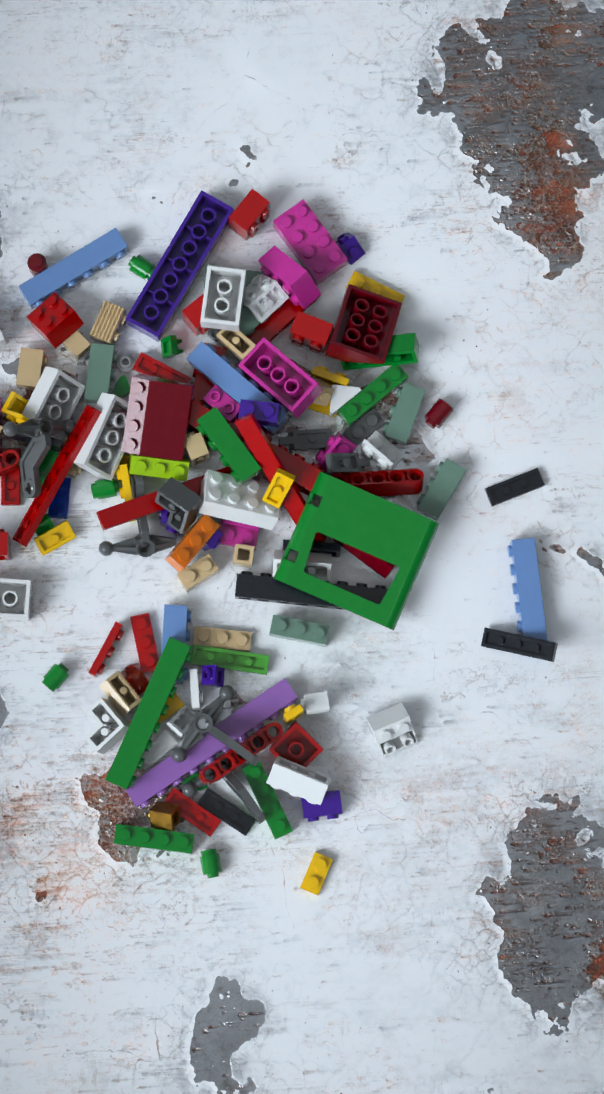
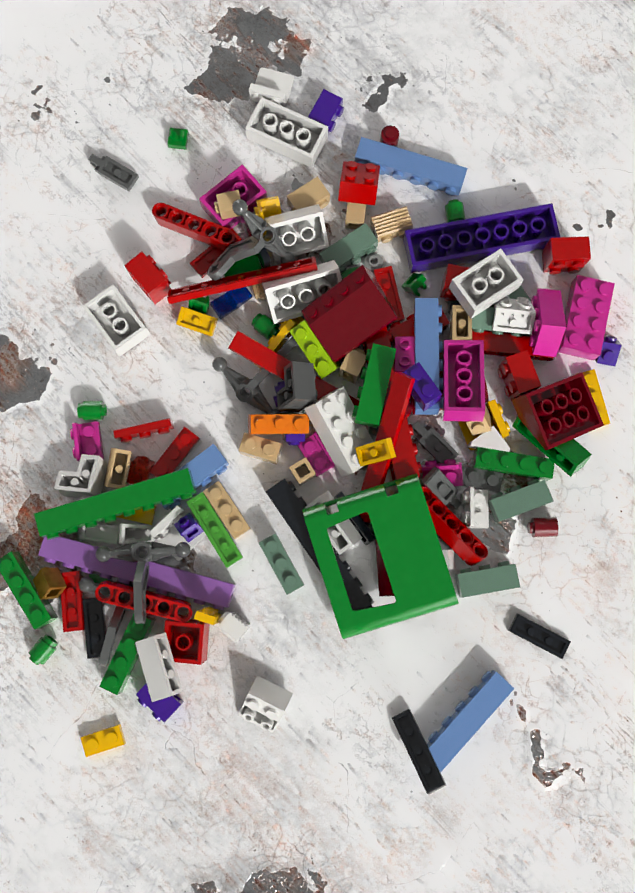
camera: 60 degrees right, 0 degrees up
(75, 699) = (86, 439): none -> dark pink bracket

